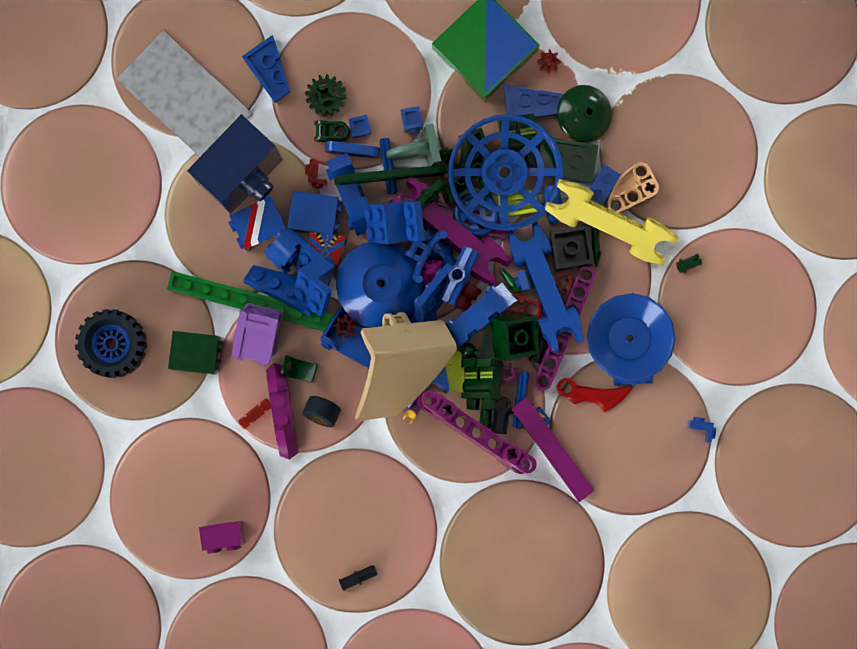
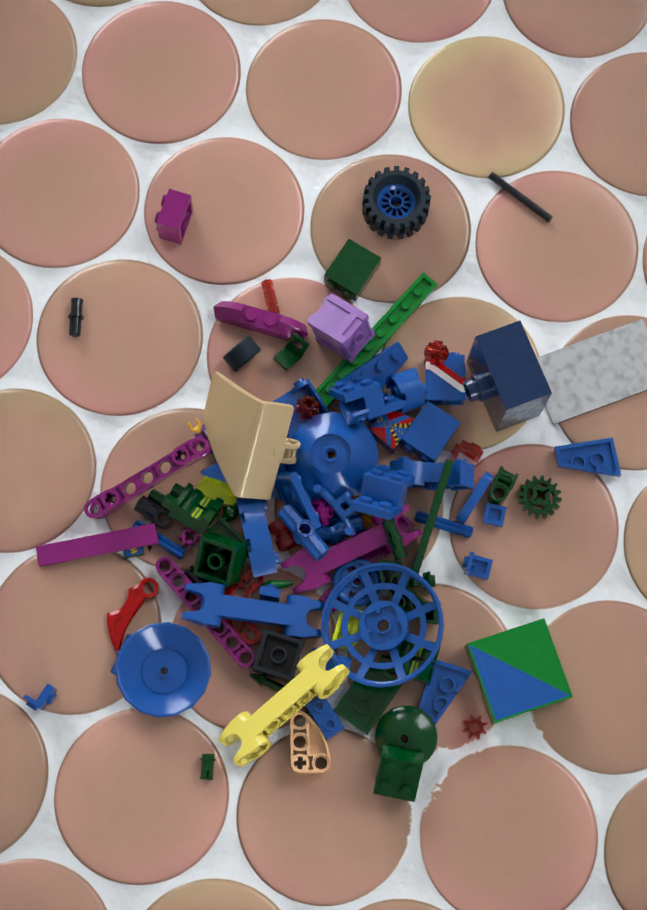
camera: 105 degrees right, 10 degrees down
(49, 236) = (520, 197): none -> black bar
(241, 238) = (436, 352): none -> clear red gear
(334, 280) = (354, 412): none -> blue bracket
(426, 148) = (443, 563): sand green tile -> none
(618, 104) = (398, 773): none -> dark green brick

